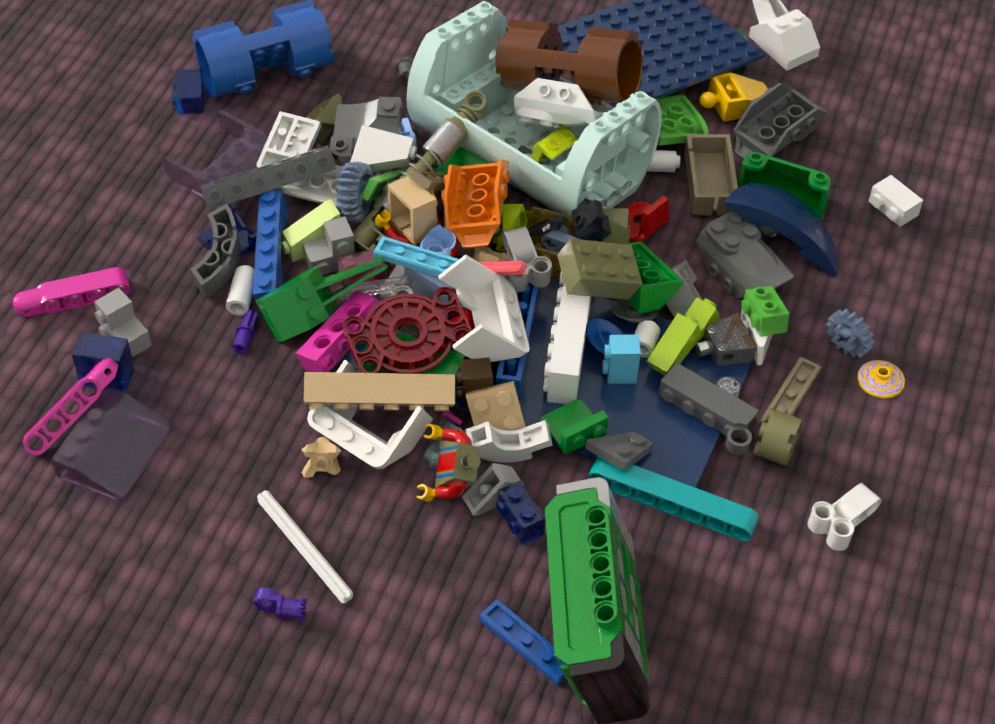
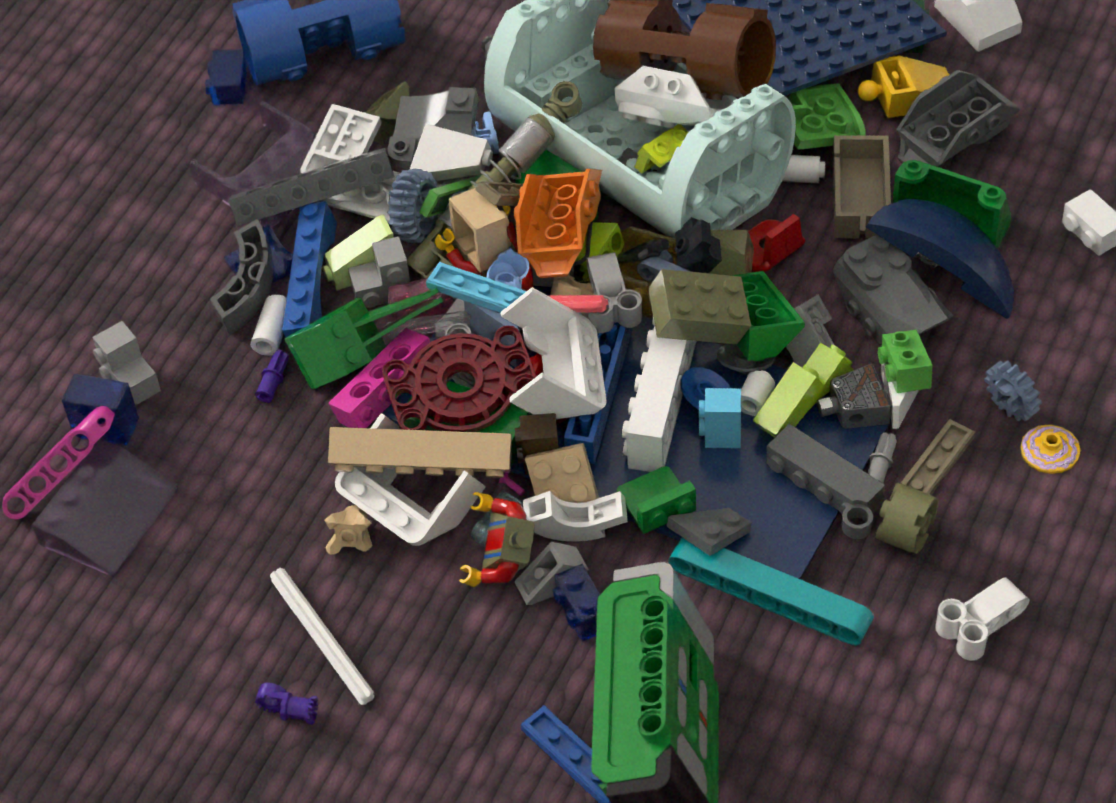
camera: 10 degrees right, 0 degrees up
(70, 292) = (70, 324): dark pink piece -> none
(730, 385) = (854, 453): clear tile -> none
(750, 388) = (882, 458): none -> light grey axle

